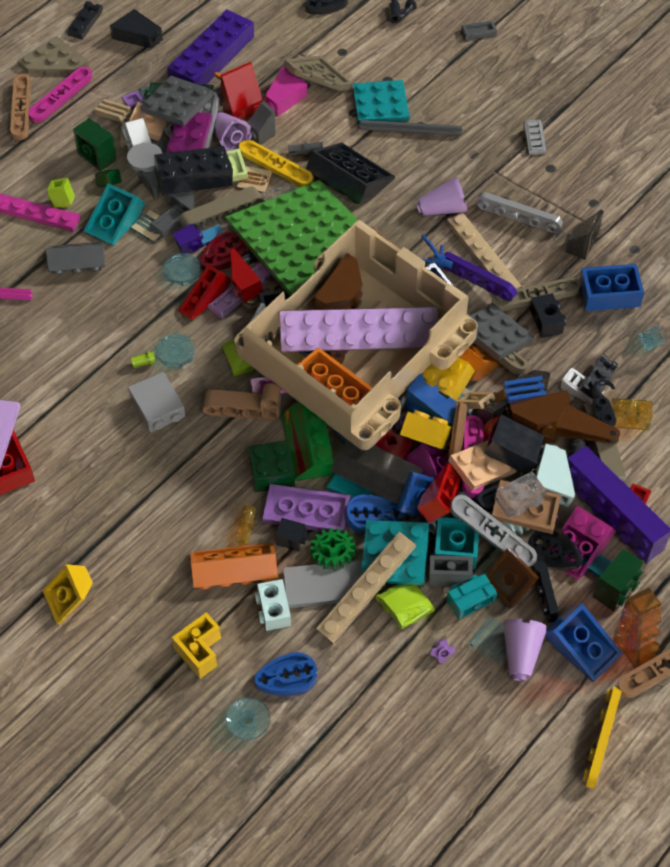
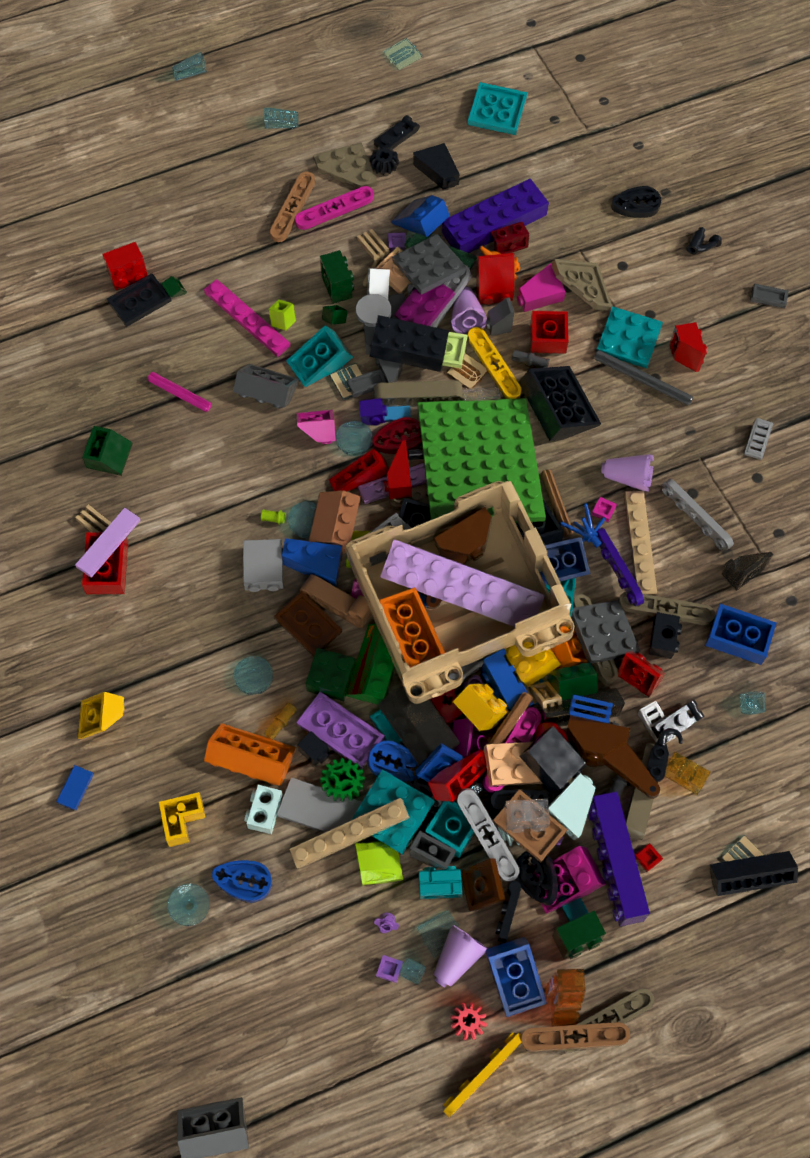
camera: 25 degrees right, 10 degrees up
(78, 668) = (75, 787): none -> blue tile
(86, 42) = (384, 160): none -> black gear
(147, 68) = (423, 215): none -> blue slope
(148, 269) = (318, 425): none -> dark pink slope
(198, 498) = (253, 675): none -> clear light blue tile
(199, 376) = (313, 558): none -> blue wedge
(204, 339) = (334, 518): none -> nougat slope
(226, 434) = (308, 623): none -> reddish brown plate
(234, 58) = (510, 238): none -> dark red bracket
(310, 120) = (549, 332): none -> red brick
(436, 87) = (688, 346): none -> red slope
(438, 238) = (604, 508): none -> dark pink plate
(467, 688) = (389, 969): none -> medium lavender plate
(489, 680) = (412, 971): none -> clear light blue slope
(492, 376) = (574, 680): none -> dark green slope
(547, 349) = (640, 673): none -> red slope
(563, 706) = (463, 1015): none -> coral gear

